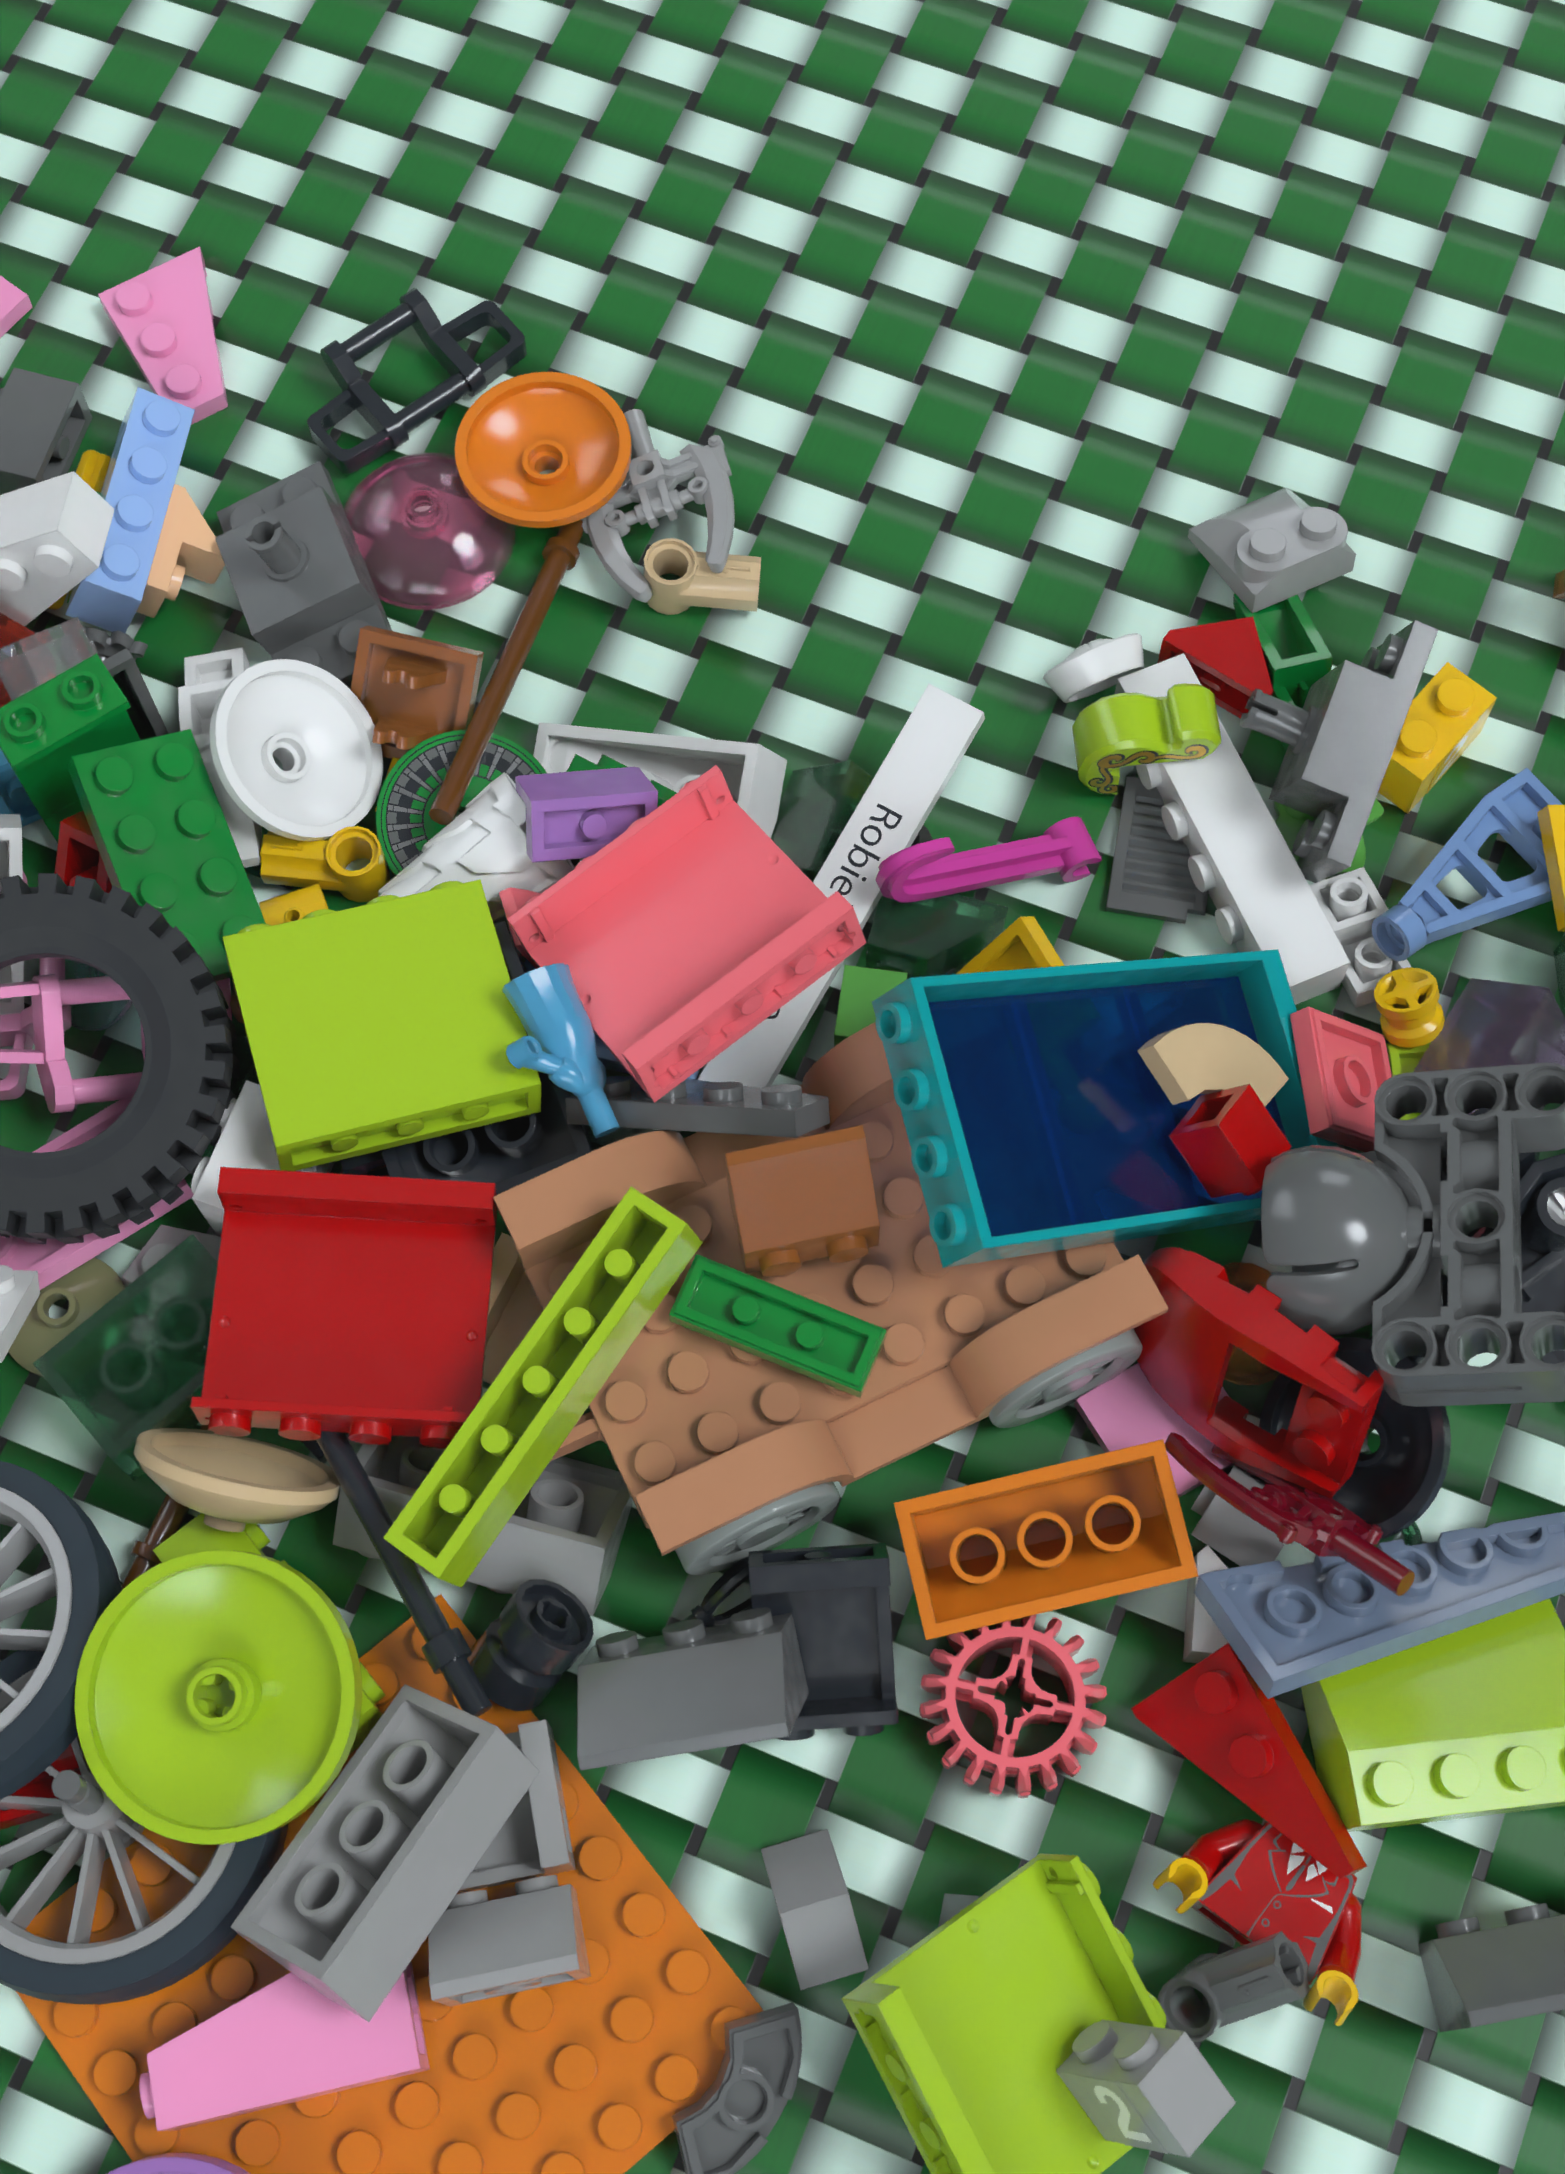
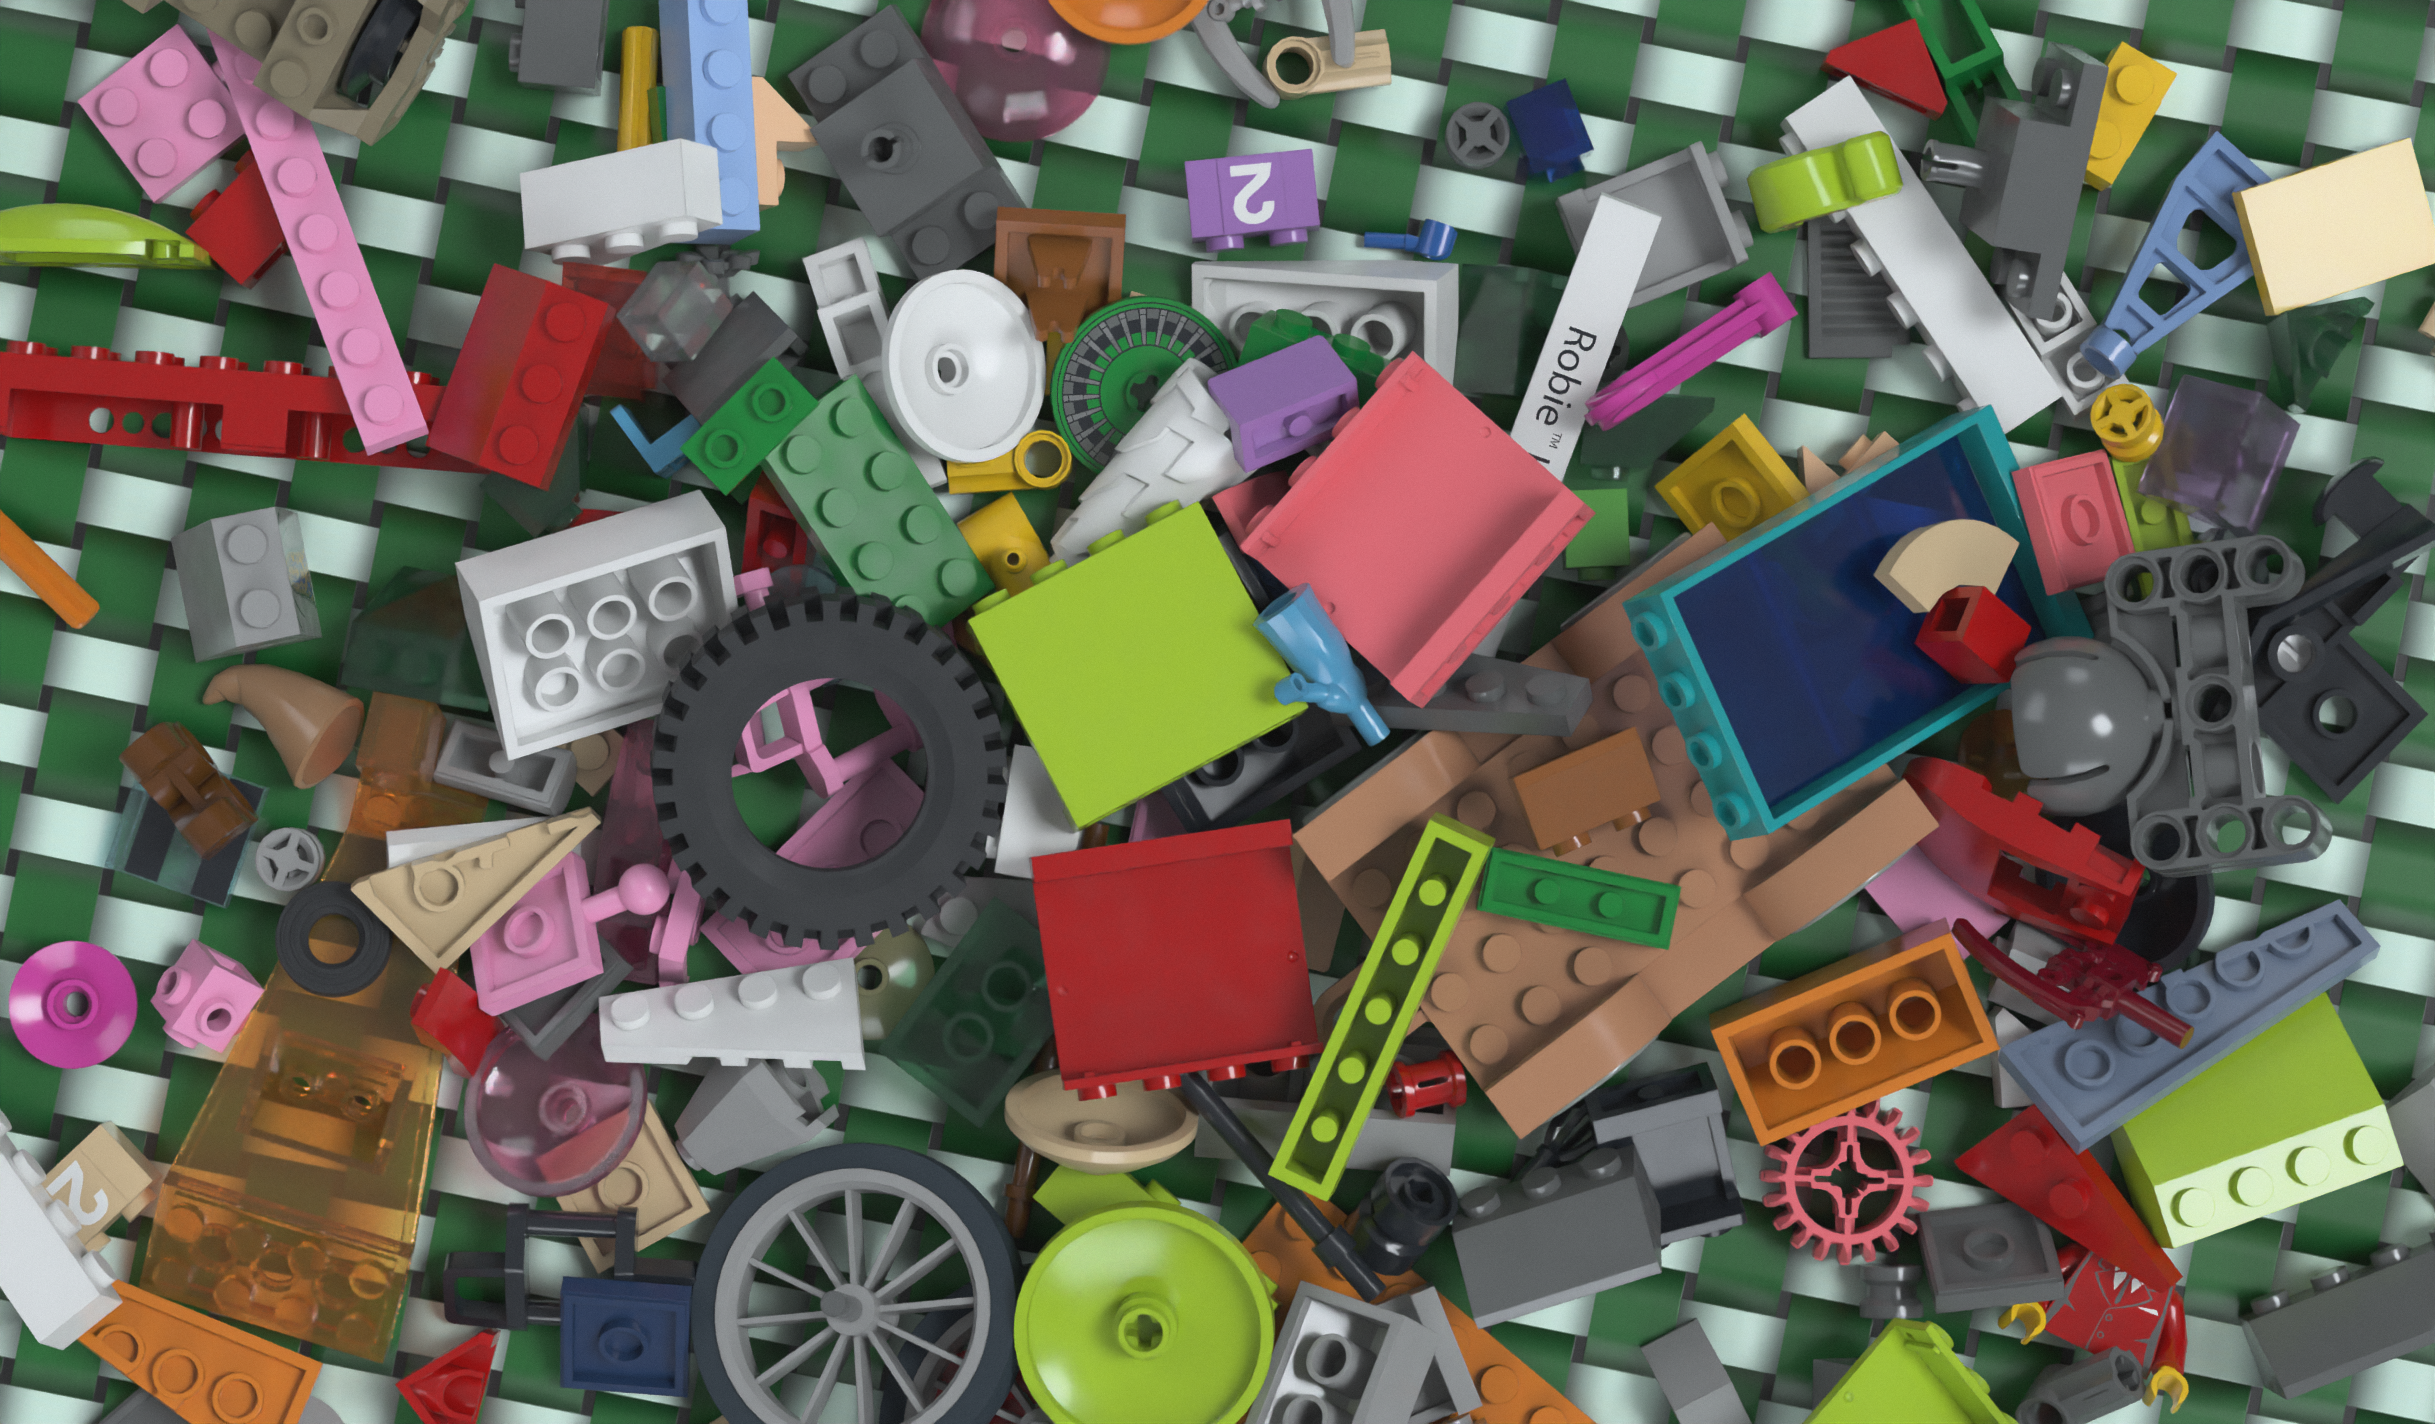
camera: 10 degrees left, 20 degrees up
(559, 556) = (1167, 59): reddish brown bar -> none
(583, 1499) = (1448, 1084): none -> red bush
(607, 675) = (1252, 198): none -> medium lavender brick
(772, 736) = (1433, 243): none -> blue hand
(828, 646) = (1483, 127): none -> dark grey wheel
(894, 663) = (1549, 131): none -> clear blue brick
(1004, 775) = (1696, 226): none -> light grey panel
(1040, 1829) = (1891, 1290): none -> dark grey wheel
(1096, 667) = (1761, 101): white hat -> none
(1154, 1811) = (1988, 1257): none -> dark grey tile

